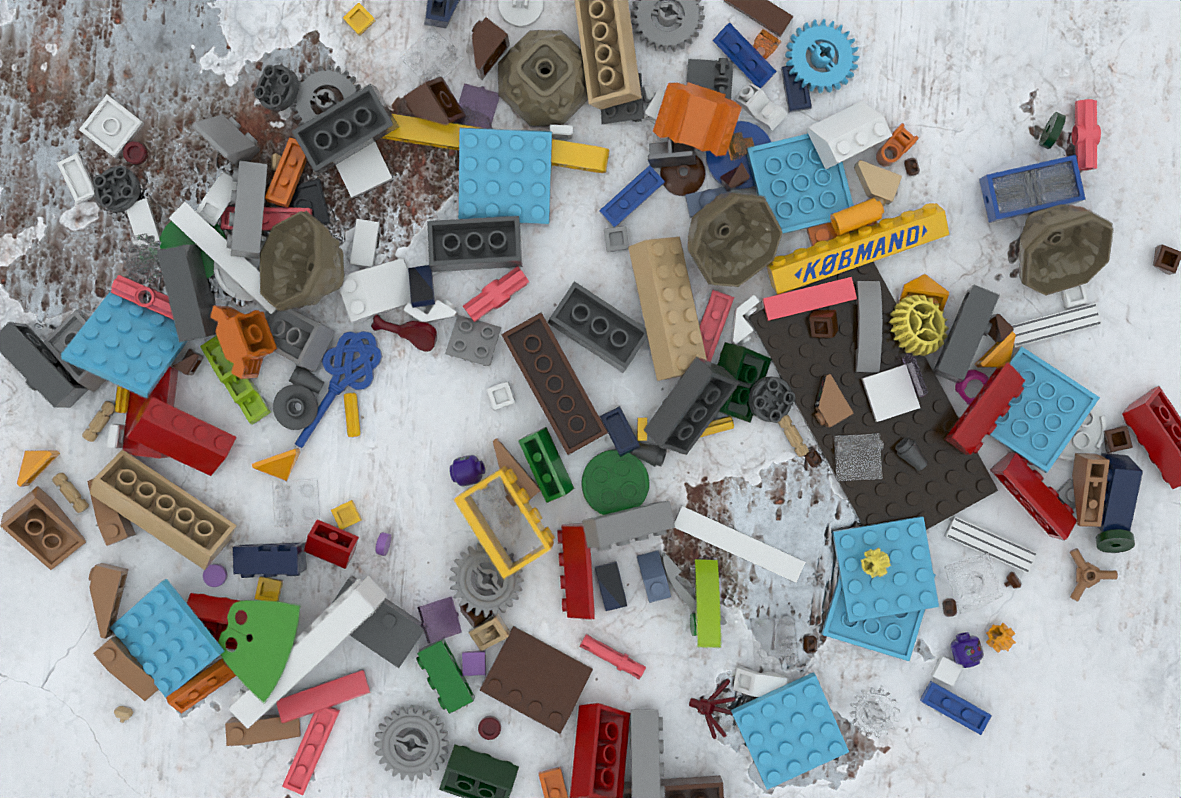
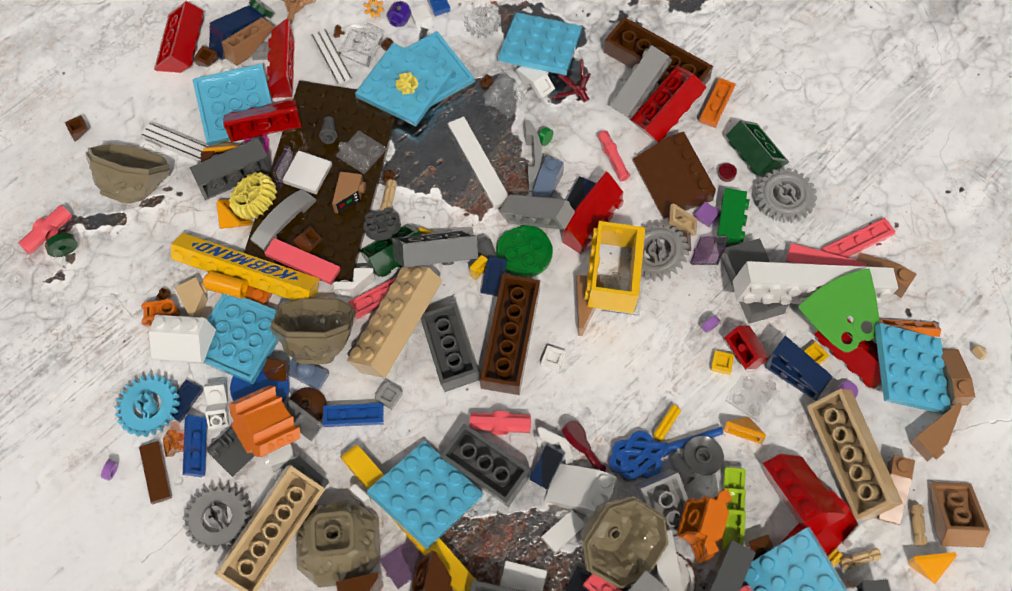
camera: 135 degrees left, 25 degrees down
(467, 470) = (615, 326): dark purple head -> none
(473, 340) = (542, 404): light grey hinge -> none
(546, 464) = (559, 289): green brick -> none
(707, 604) = (527, 135): lime slope -> none
(738, 146) = (253, 384): clear orange tile -> none
(1032, 188) = (108, 221): clear brick -> none

